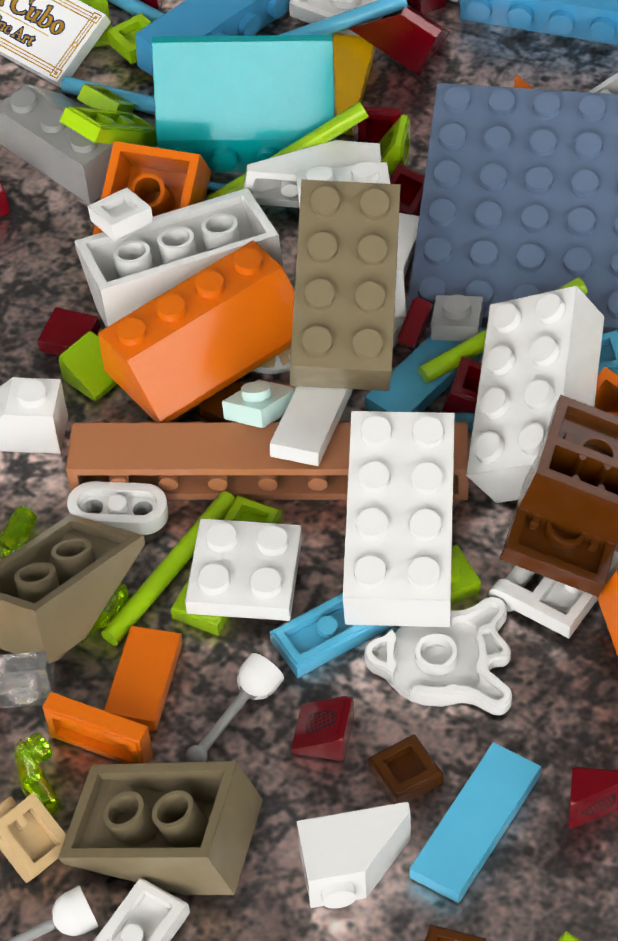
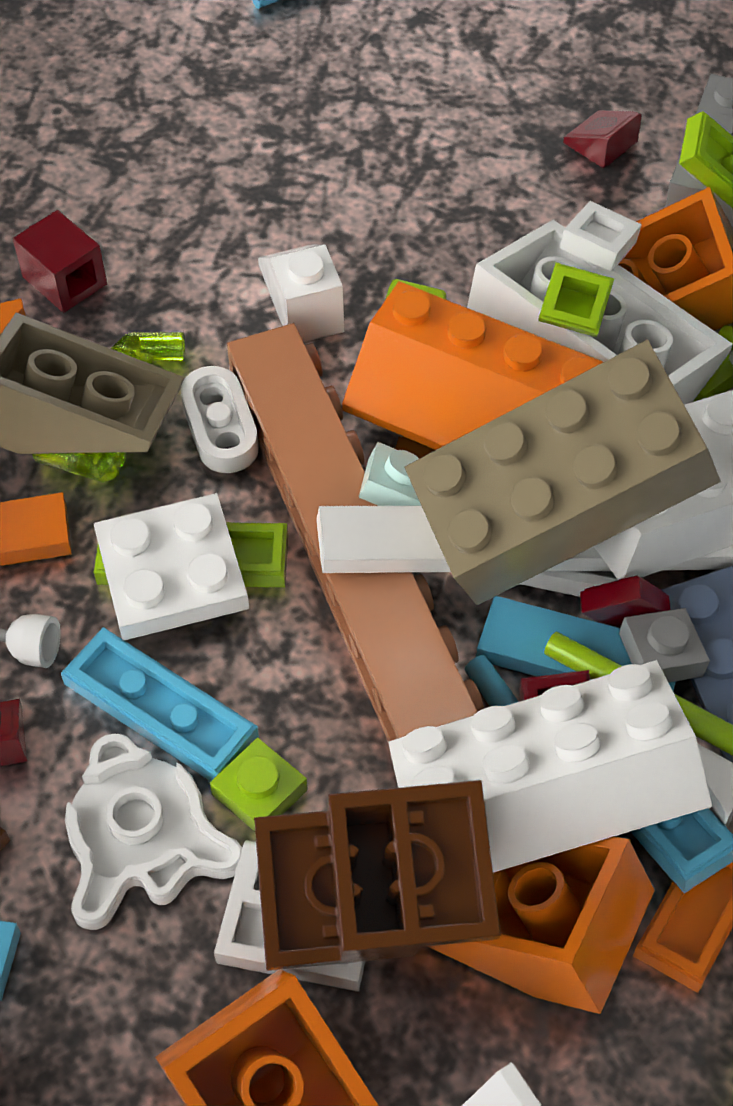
camera: 65 degrees right, 5 degrees up
(65, 329) = (451, 274): dark red tile -> none
(163, 574) = (151, 497): lime bar -> none
(173, 244) = (576, 299): none -> lime slope
(399, 519) = (270, 687): white brick -> none

